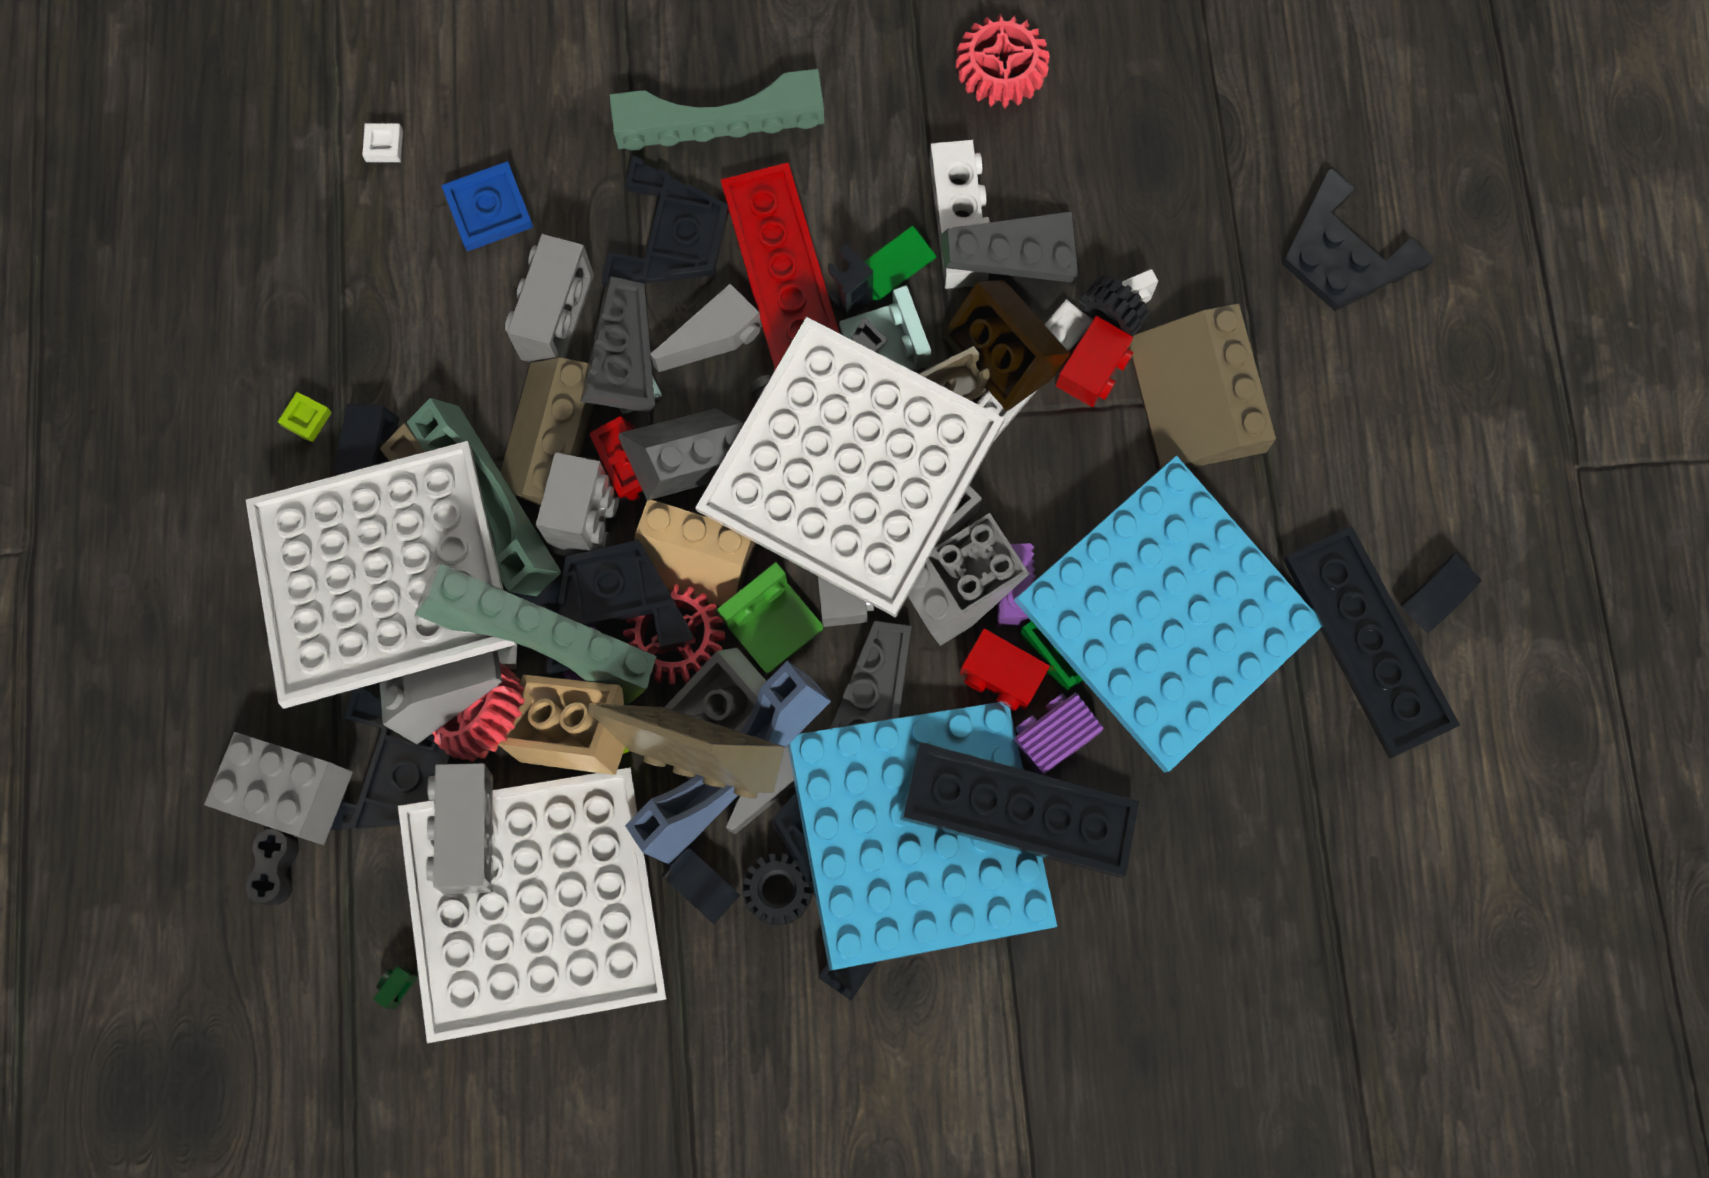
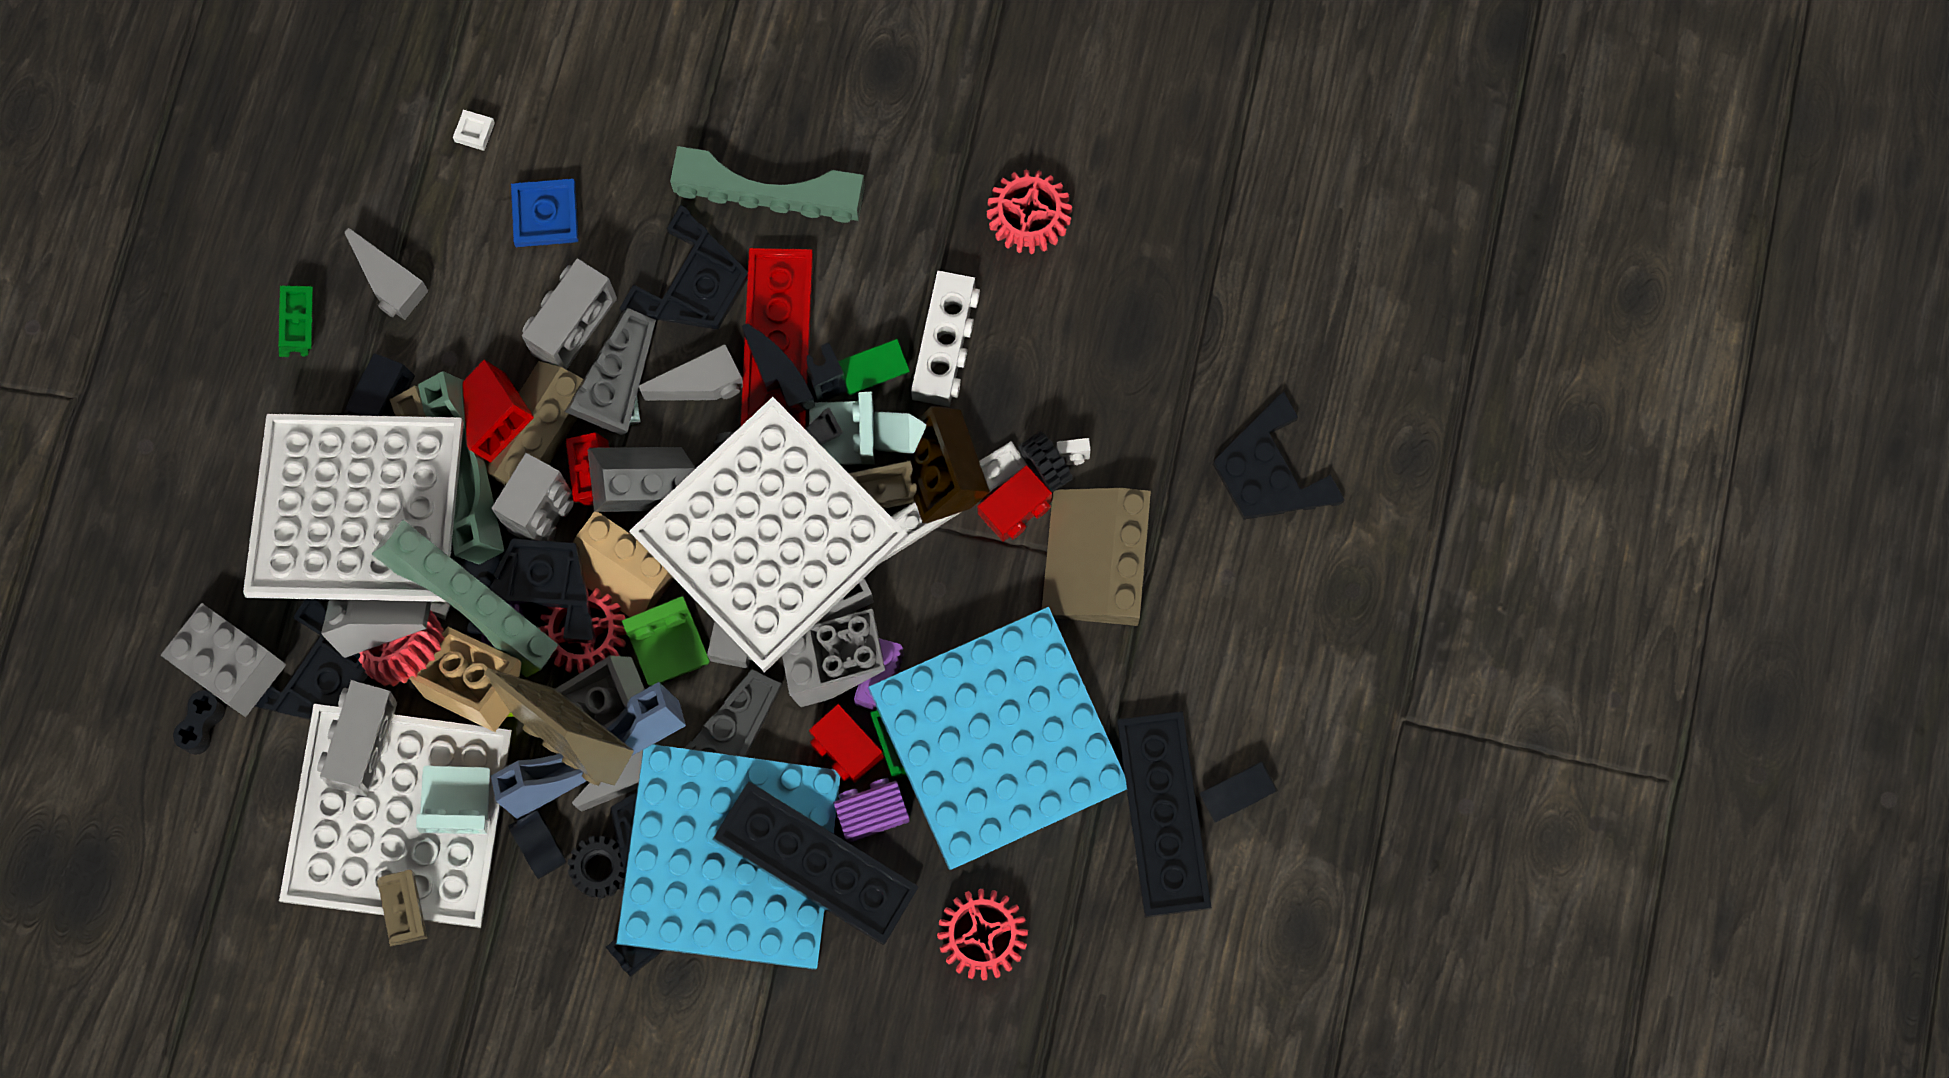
camera: 20 degrees right, 0 degrees up
(247, 394) = (295, 320): none -> green hinge
(304, 417) = (336, 352): lime plate -> none
(343, 325) = (391, 283): none -> light grey slope
(394, 986) = (267, 849): dark green plate -> none
(498, 427) = (492, 411): none -> red slope
(571, 1007) = (402, 908): none -> dark tan hinge
(592, 865) = (454, 800): none -> light aqua bracket
(795, 292) = (778, 371): none -> black slope
(949, 320) = (897, 432): none -> light aqua slope
(1017, 247) = (985, 385): dark grey wing -> none
(1238, 844) = (972, 906): none -> coral gear

